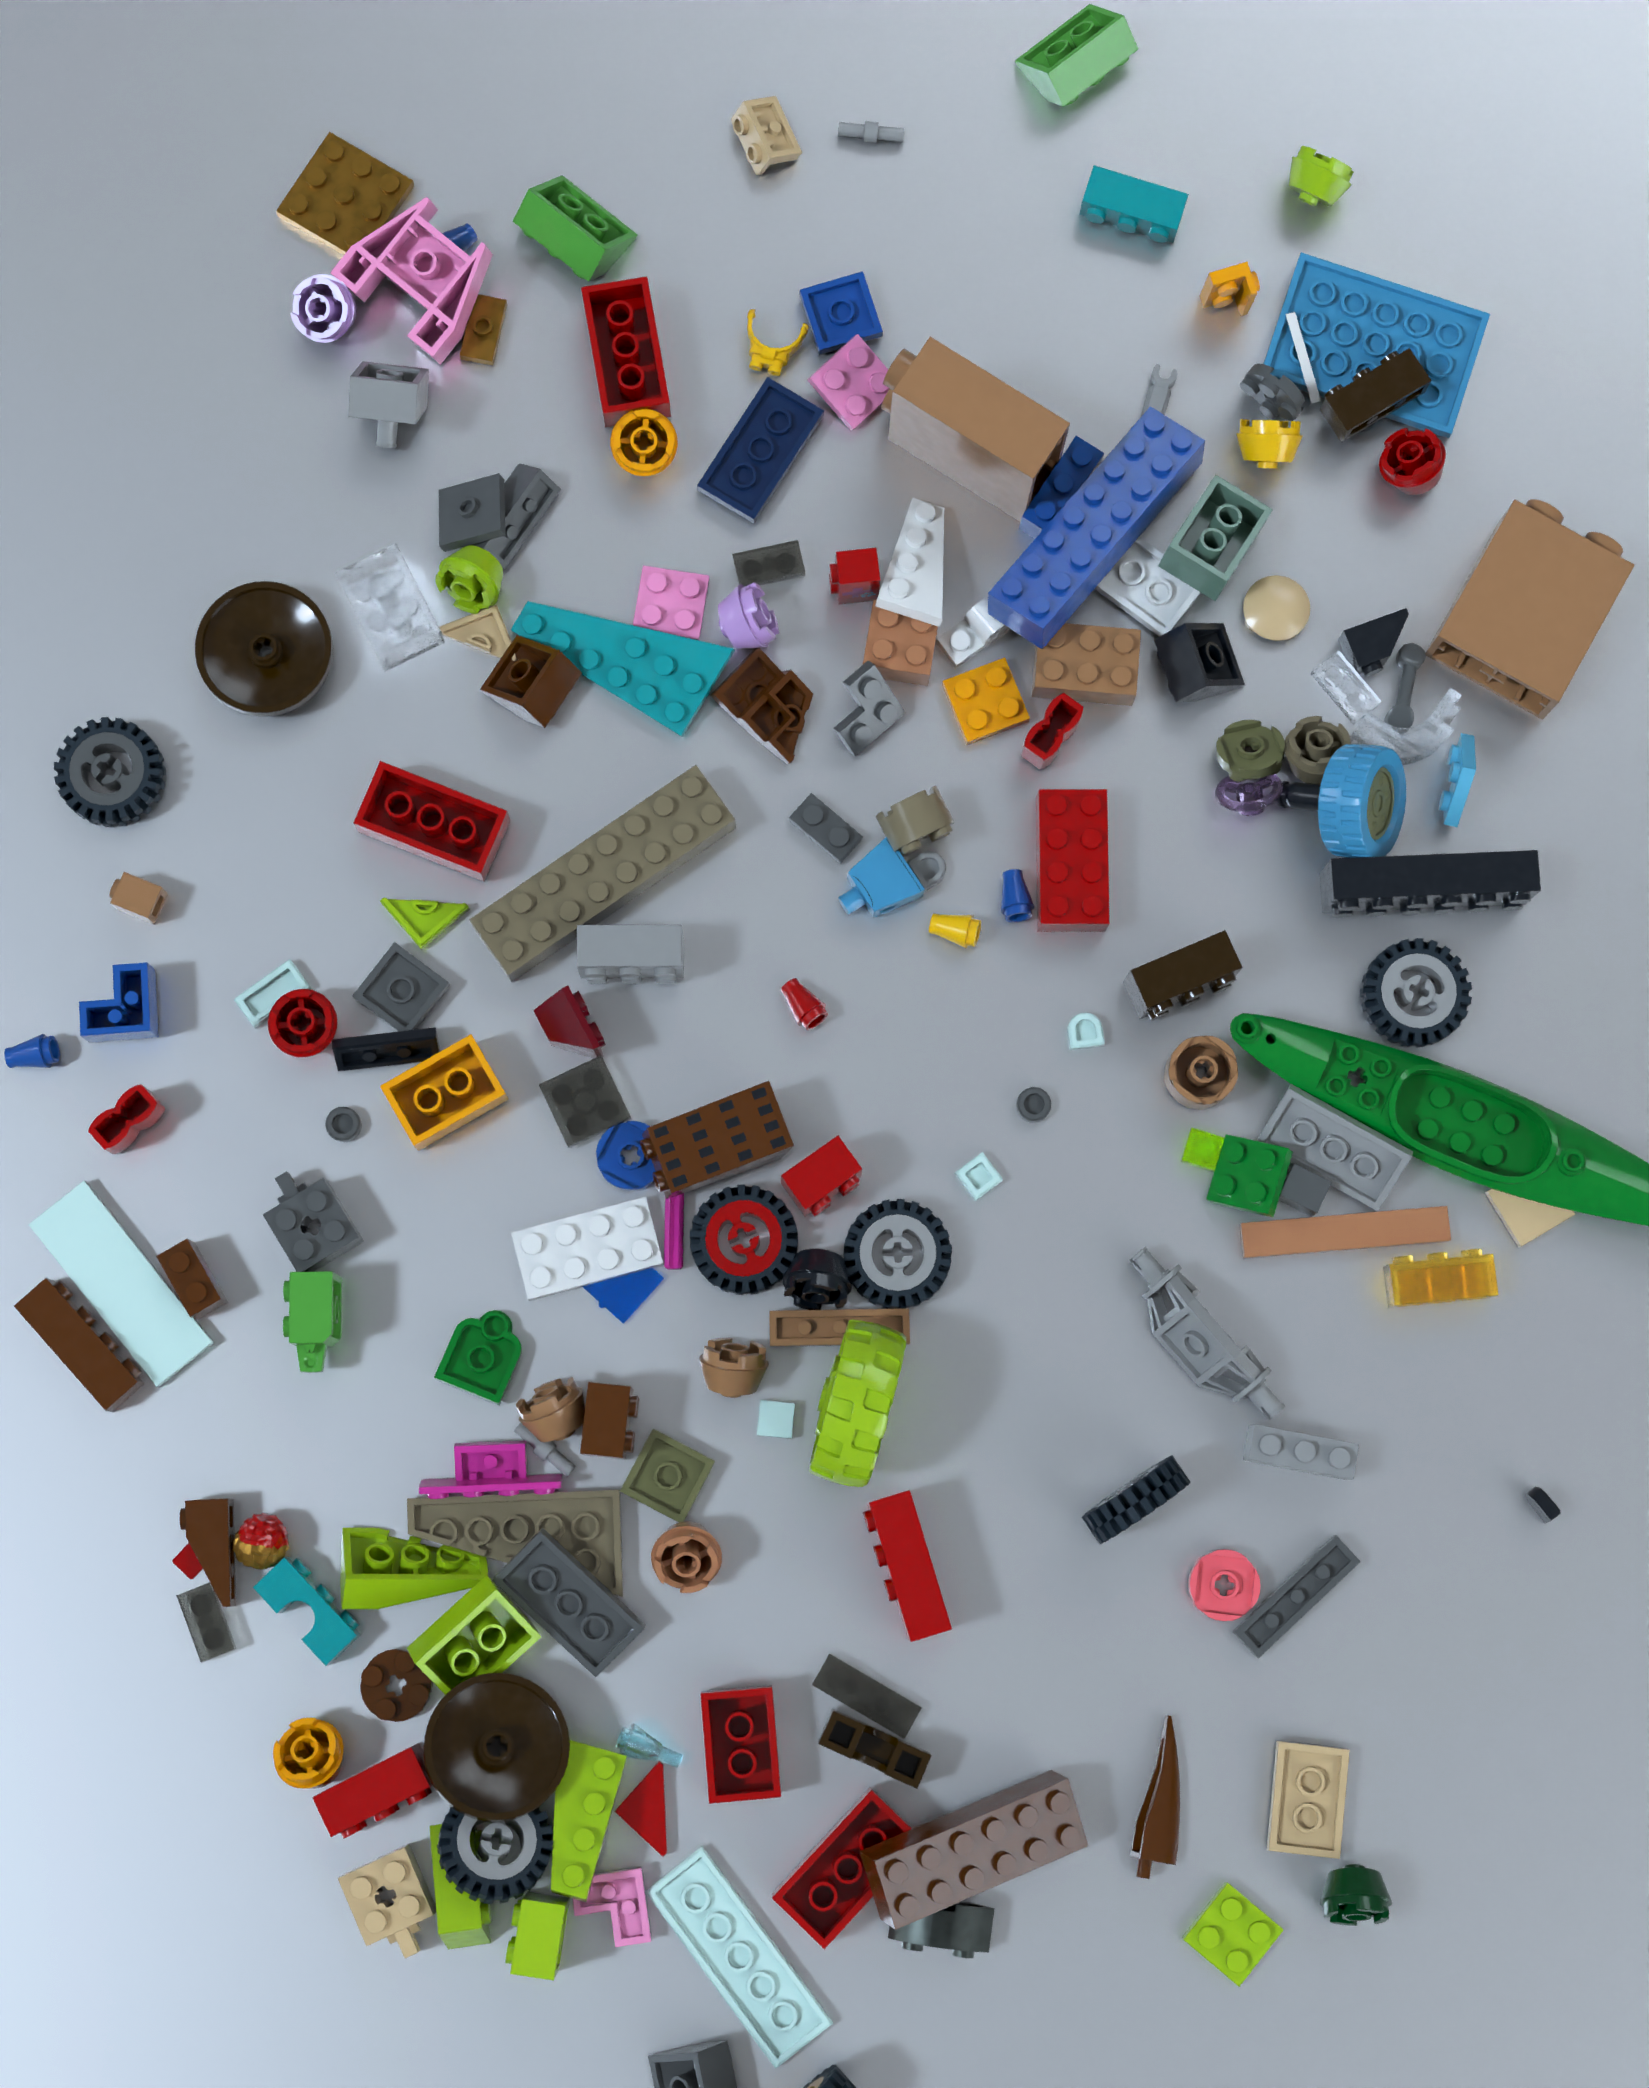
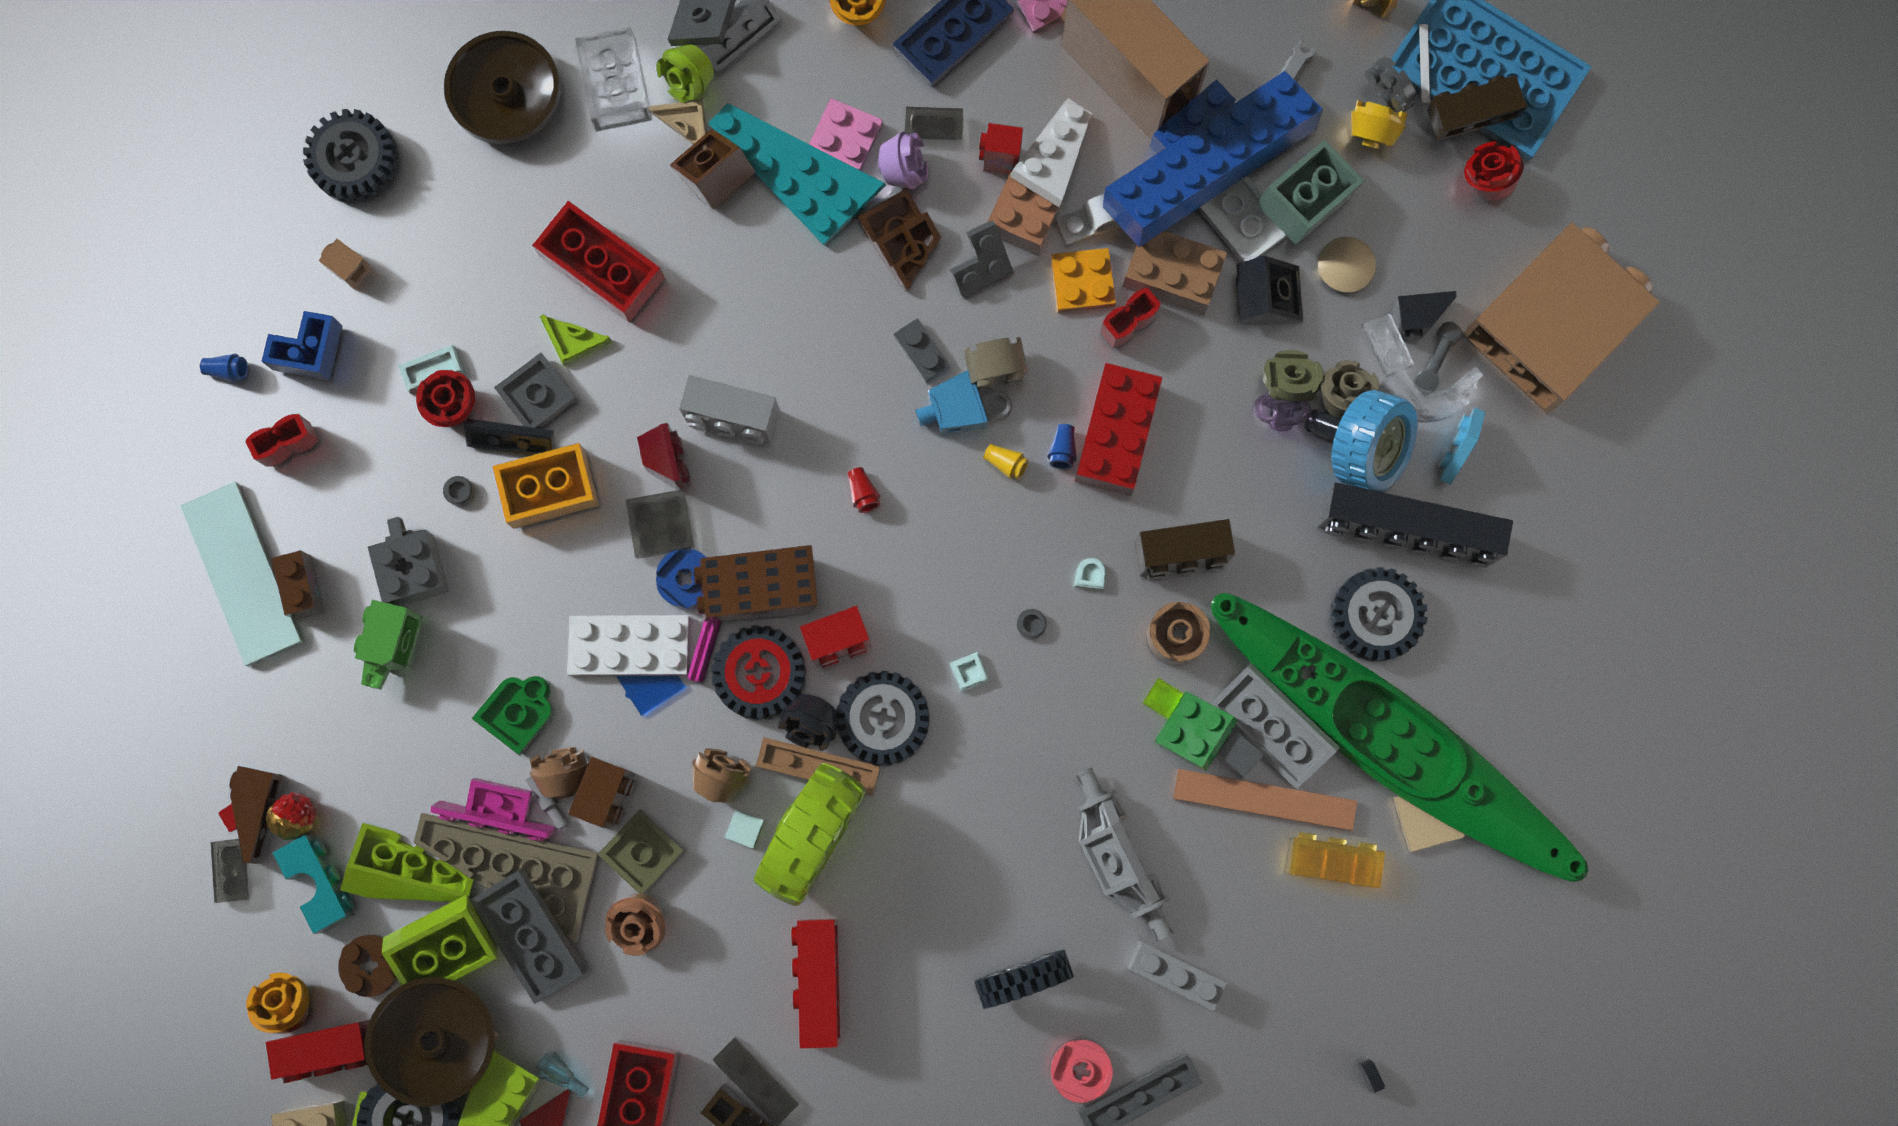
camera: 20 degrees right, 0 degrees up
(79, 1344) = (192, 614): reddish brown brick -> none
(603, 873) = (727, 339): dark tan brick -> none

